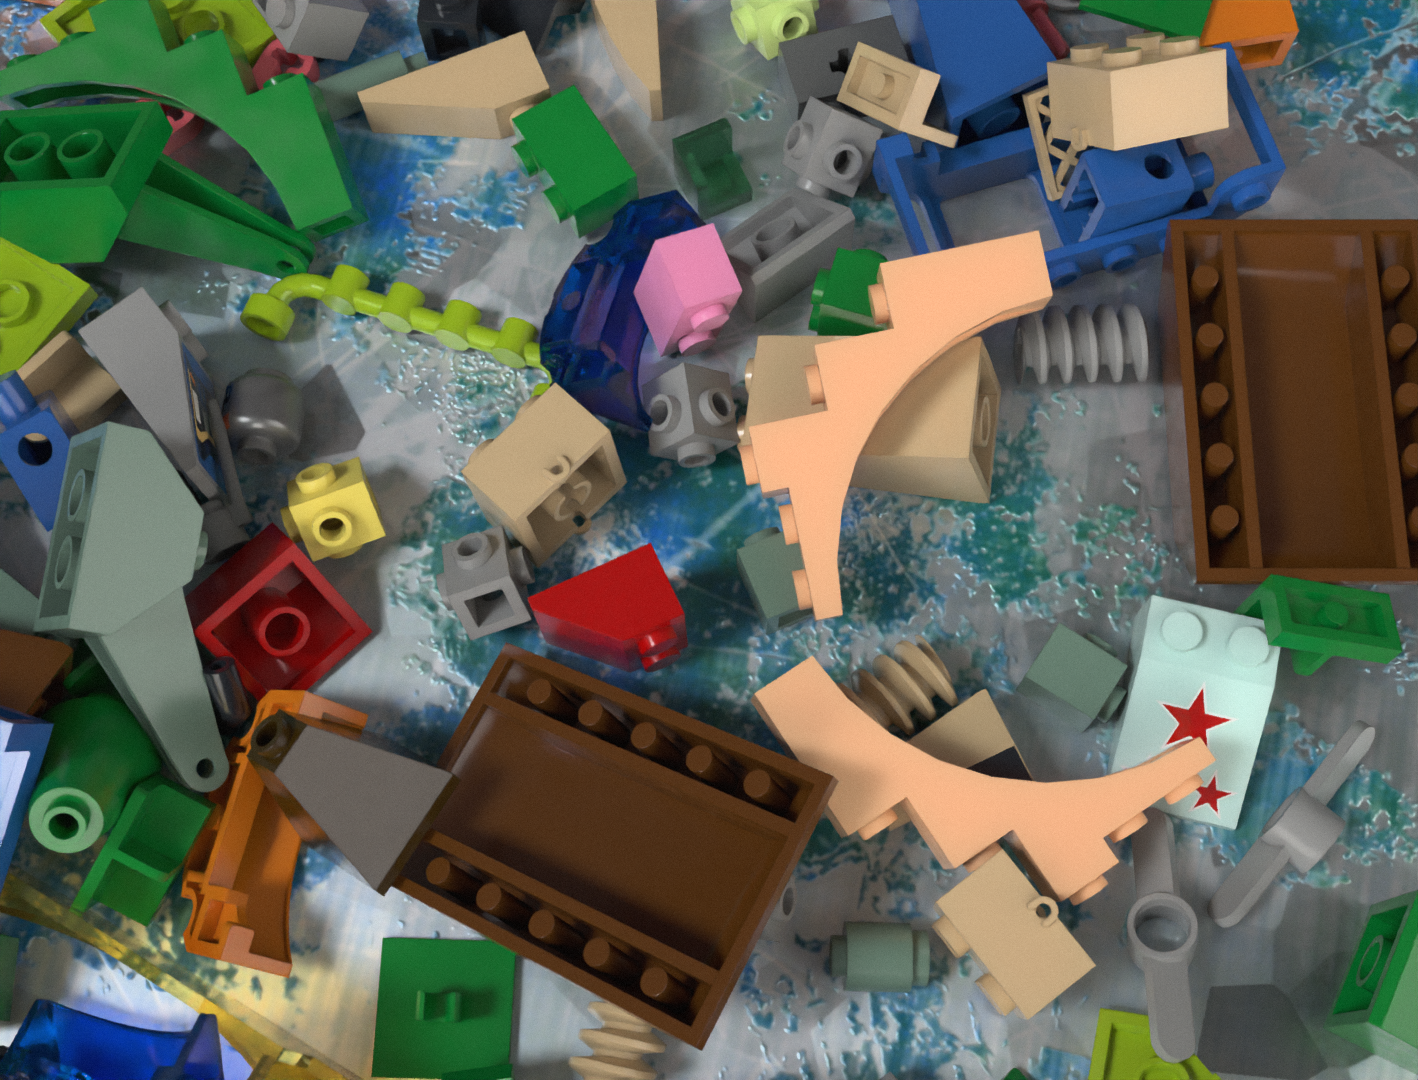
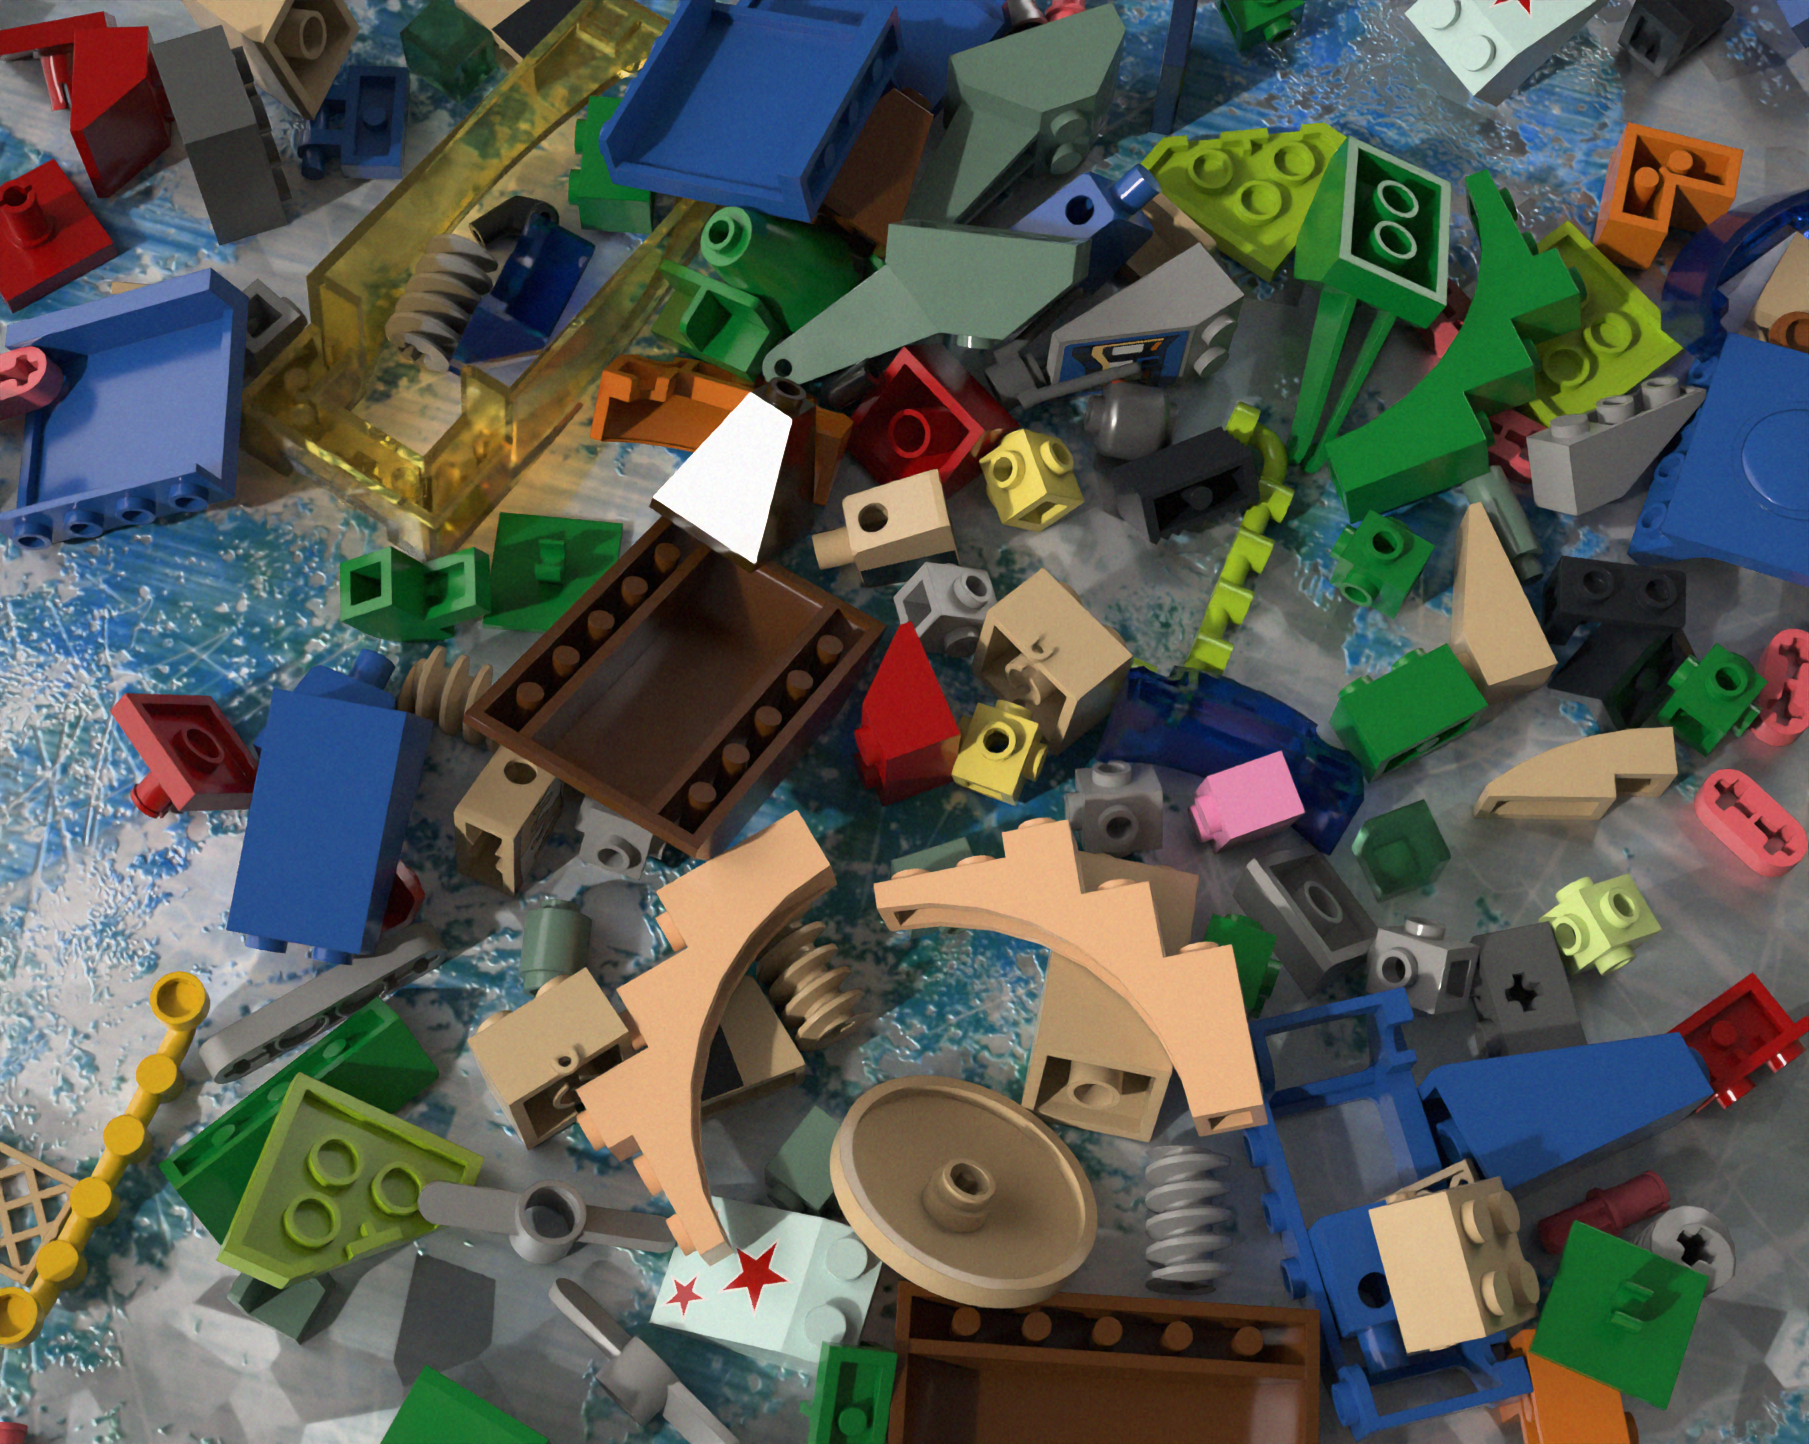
camera: 85 degrees right, 5 degrees down
(338, 360) = (1186, 484): none -> black brick
(389, 615) = (892, 531): none -> tan torso
(420, 184) = (1379, 563): none -> green brick
(645, 504) = (1001, 773): none -> light yellow brick
(763, 1025) = (506, 821): none -> tan torso
(893, 92) = (1453, 1020): tan panel -> none
(1102, 530) = (963, 1191): none -> tan dish

